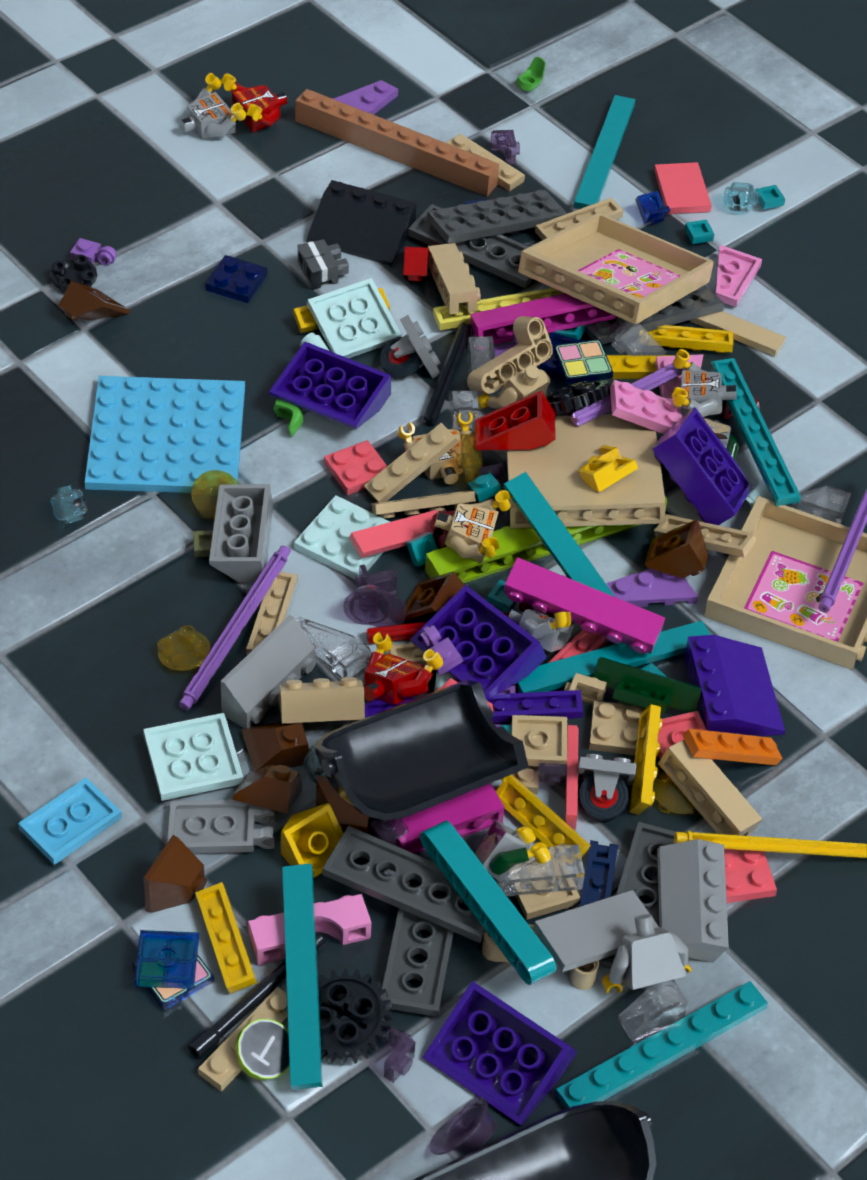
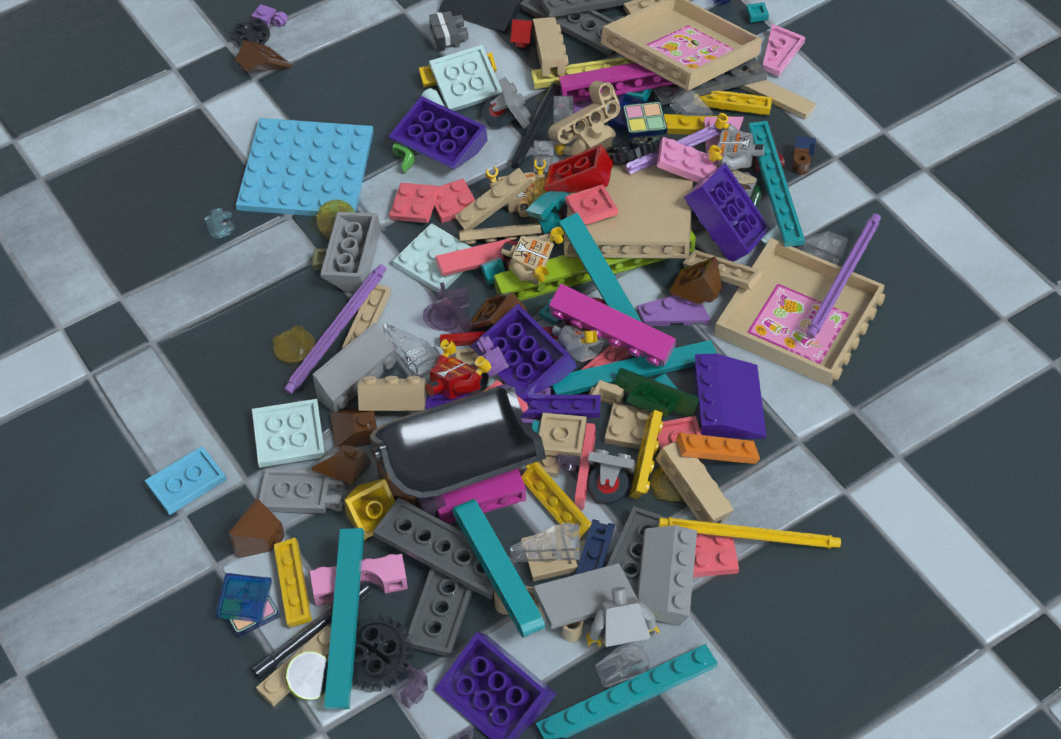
camera: 10 degrees right, 5 degrees up
(236, 279) = (379, 41): clear blue plate -> none
(311, 471) = (414, 202): none -> coral plate
(480, 464) = (544, 204): none -> teal slope
(505, 848) = (521, 523): torso -> none
(540, 461) = (592, 204): none -> coral plate
(606, 468) = (645, 211): yellow slope -> none
(779, 397) = (803, 149): none -> reddish brown leg

